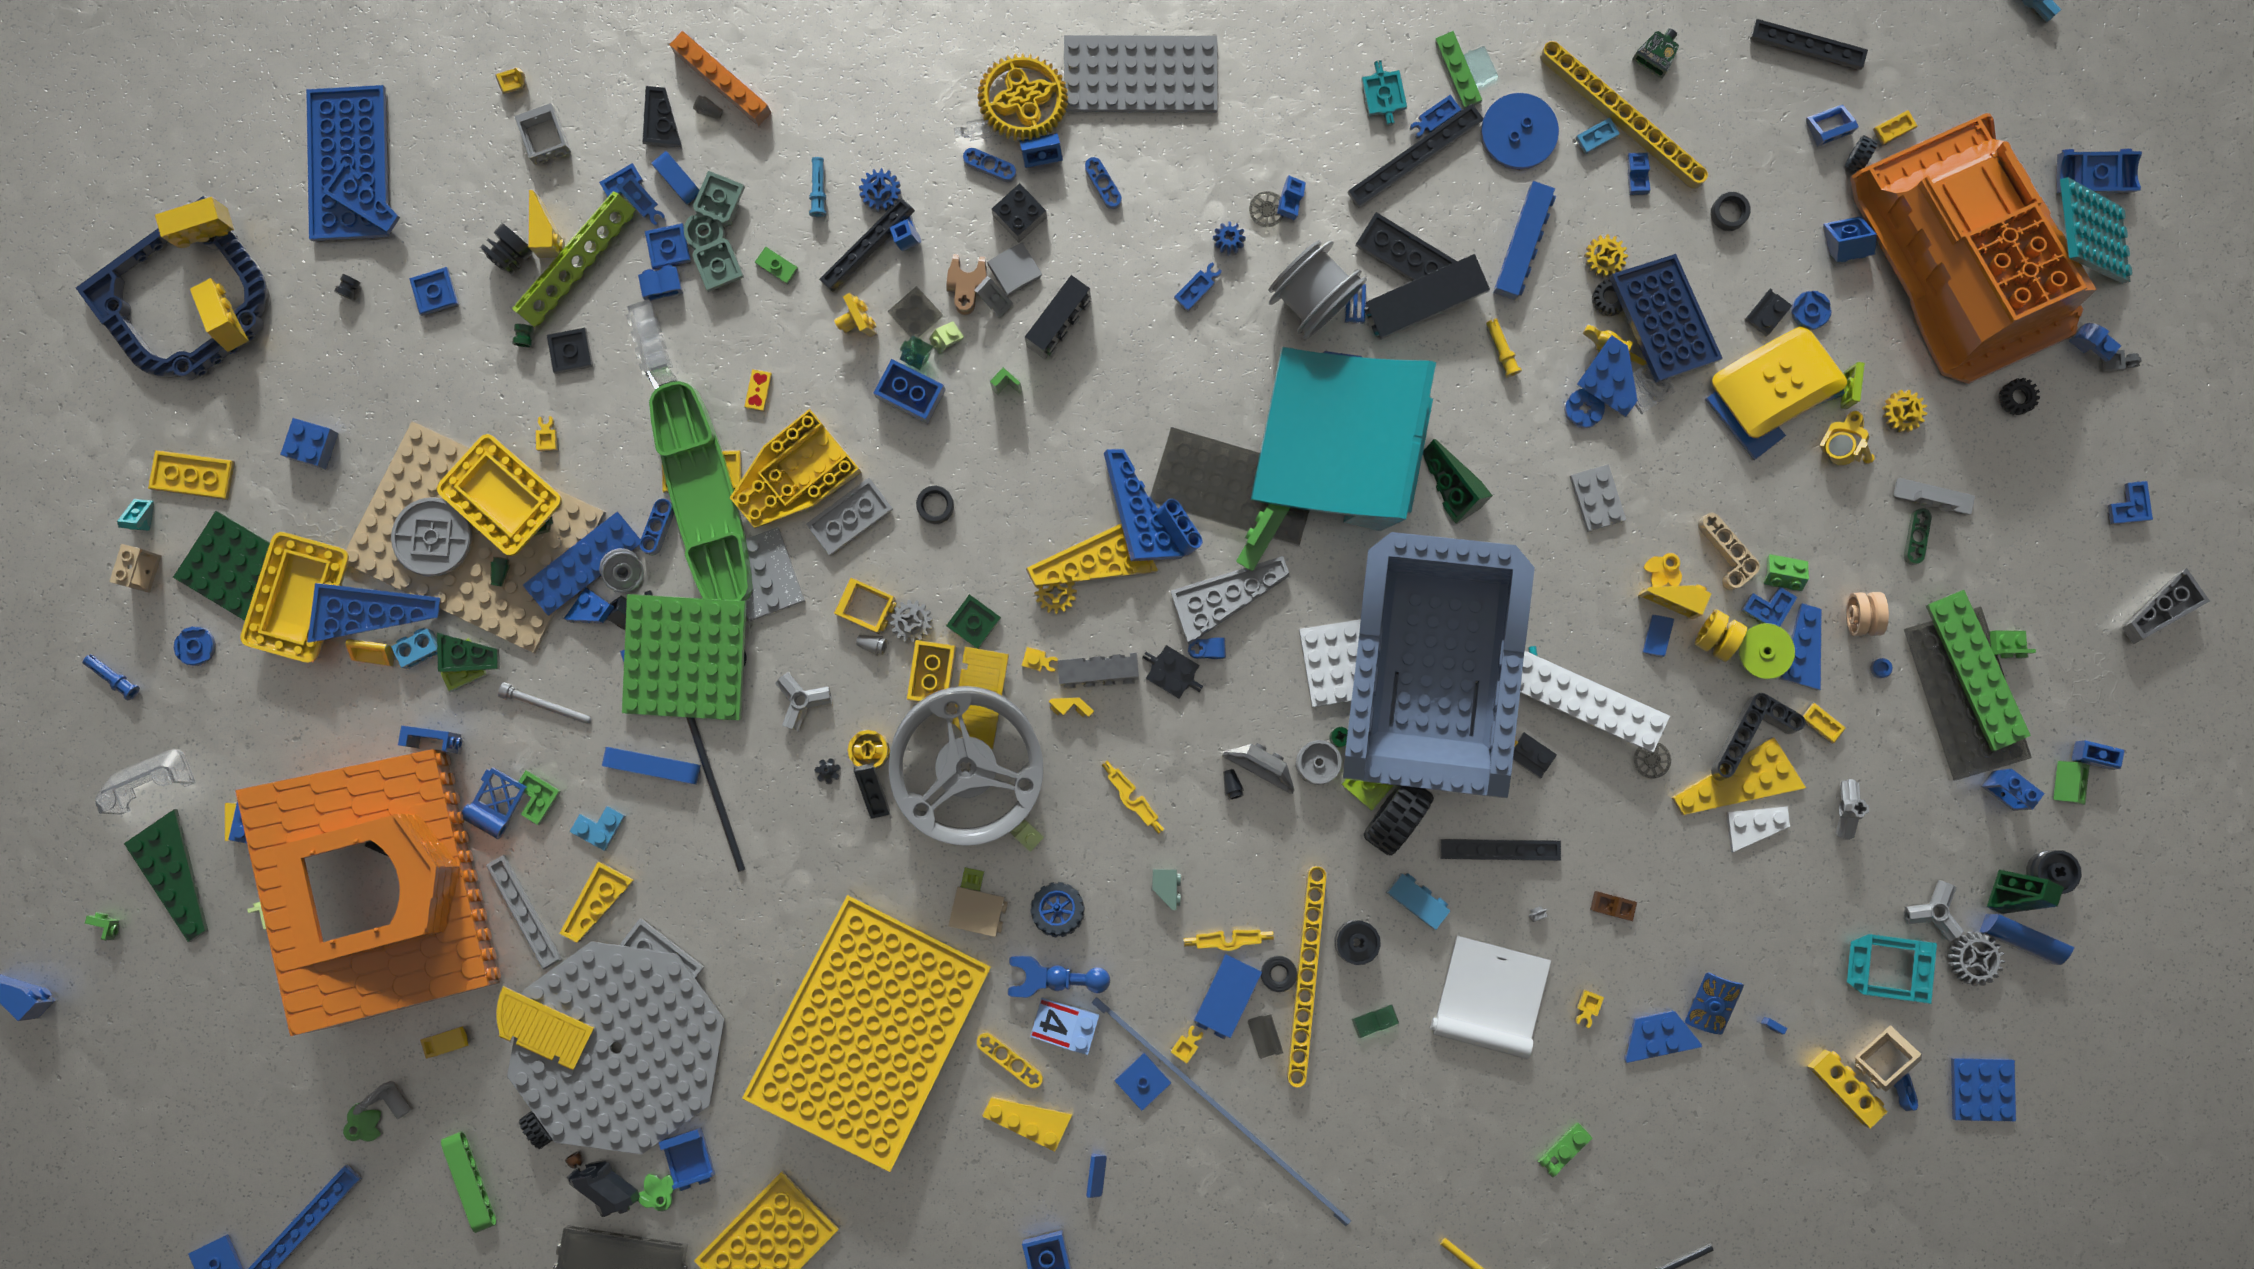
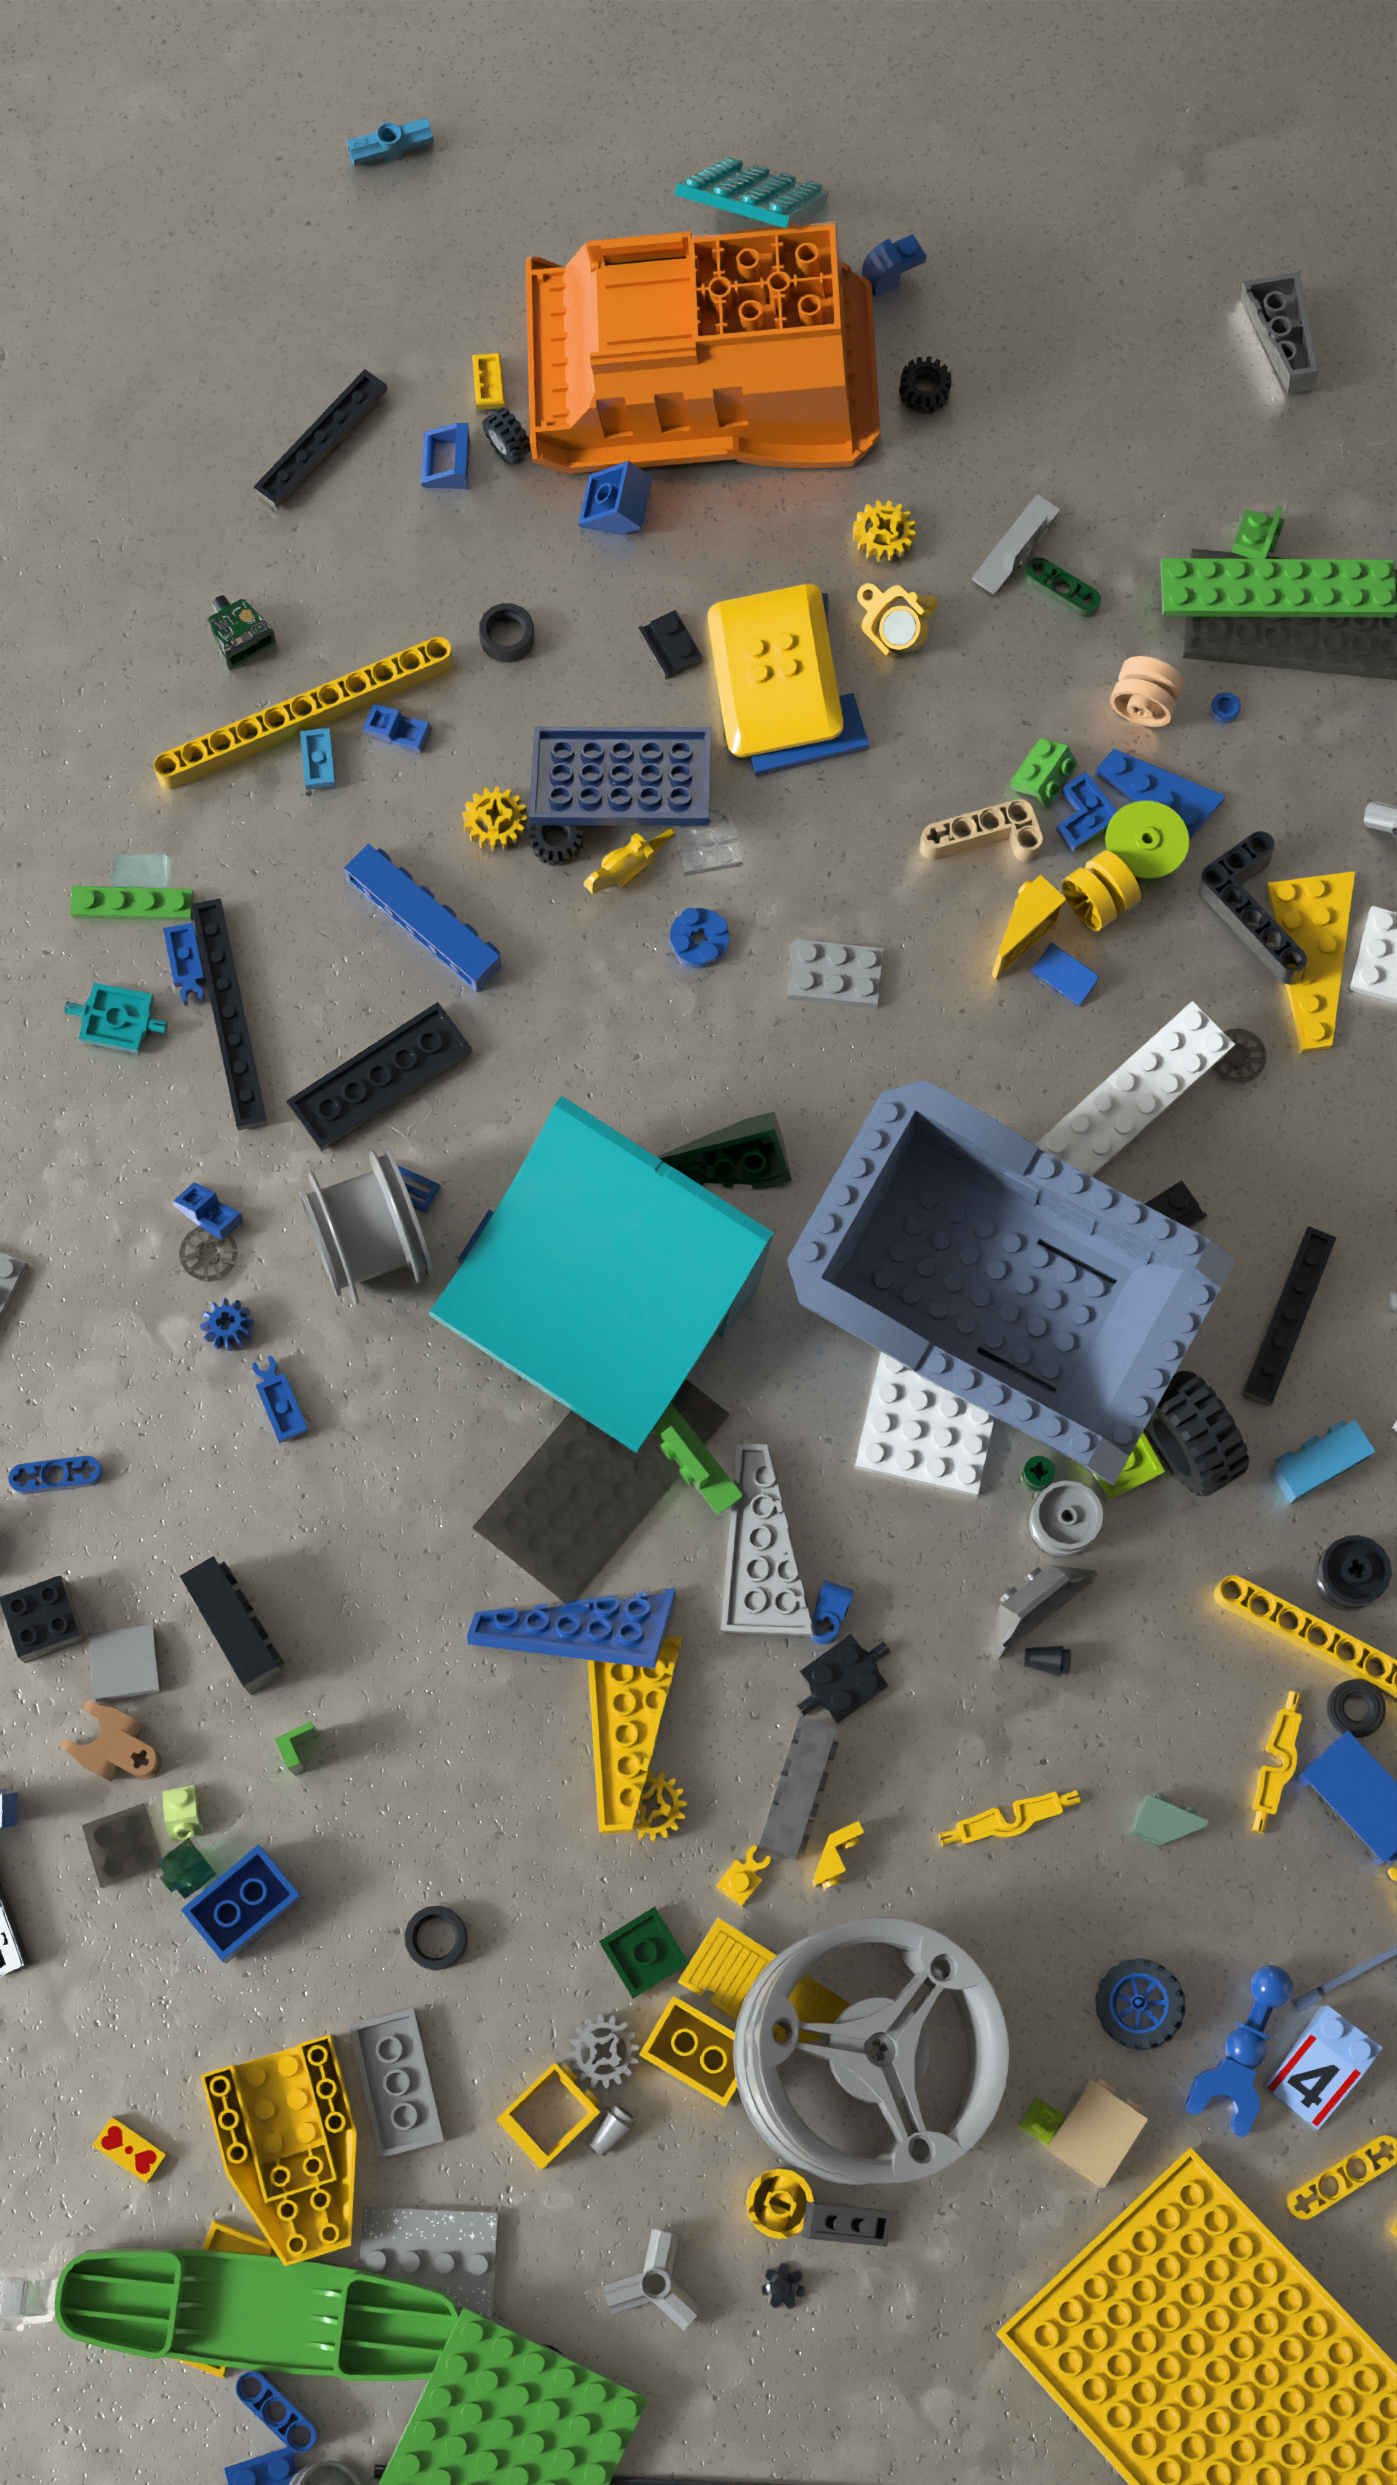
camera: 70 degrees left, 10 degrees down
(856, 317) = (88, 1940): yellow plate -> none
(993, 296) = (154, 1711): light grey plate -> none
(1027, 835) = (1014, 2002): yellowish green bracket -> none
(1171, 515) = (630, 1576): blue beam -> none
(1426, 296) = (445, 1081): black brick -> none
(1506, 356) = (580, 1010): yellow pin -> none
(1519, 131) = (260, 858): blue plate -> none
(1612, 377) = (674, 880): blue plate -> none
(1662, 572) = (978, 932): yellow plate -> none
(1811, 310) = (691, 589): blue tile -> none
(1823, 723) = (1273, 811): yellow plate -> none
(1854, 385) = (826, 576): lime plate -> none
(2100, 170) = (665, 159): blue piece -> none
(2119, 361) = (932, 245): dark grey plate -> none
(2137, 505) = (1134, 307): blue plate -> none

